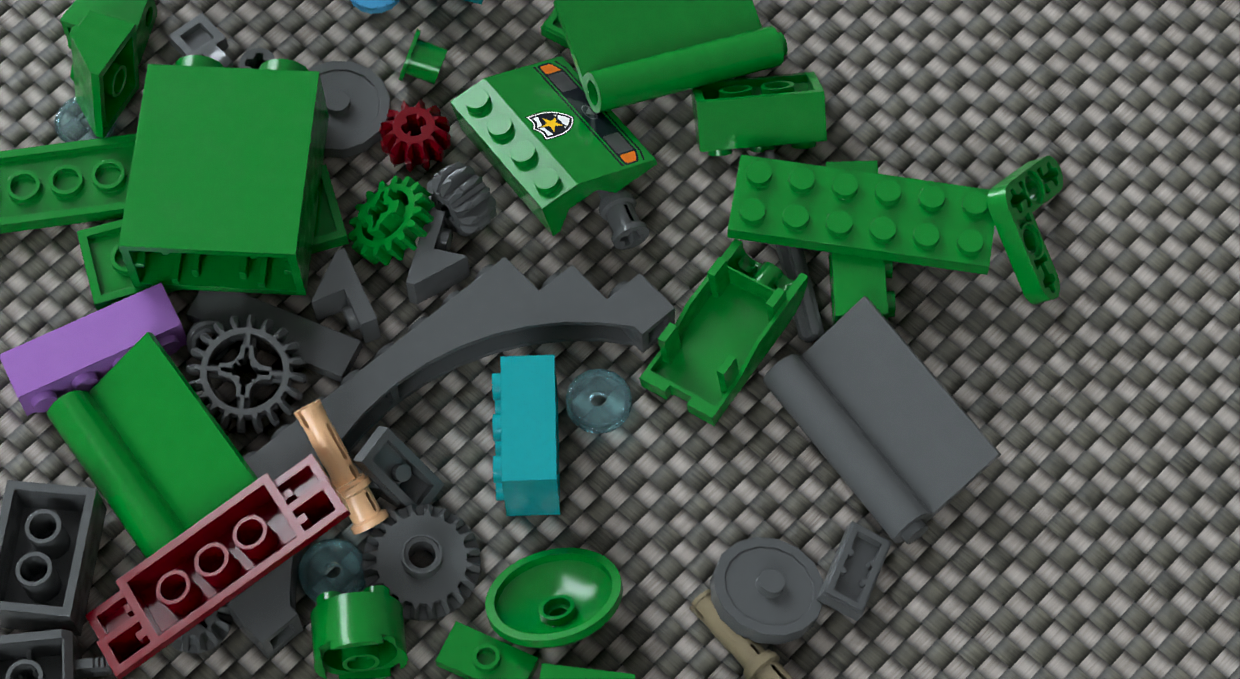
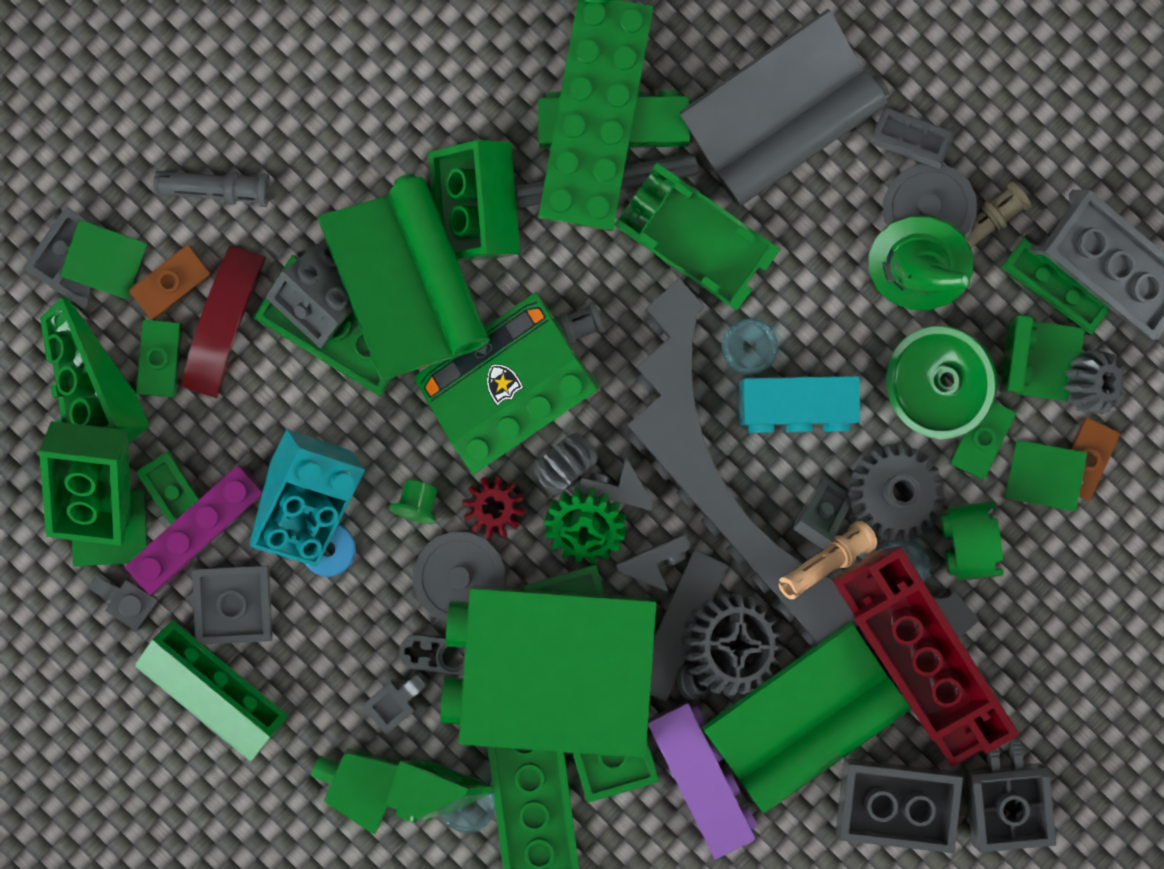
camera: 90 degrees left, 25 degrees up
(700, 575) = (921, 262): none -> green piece

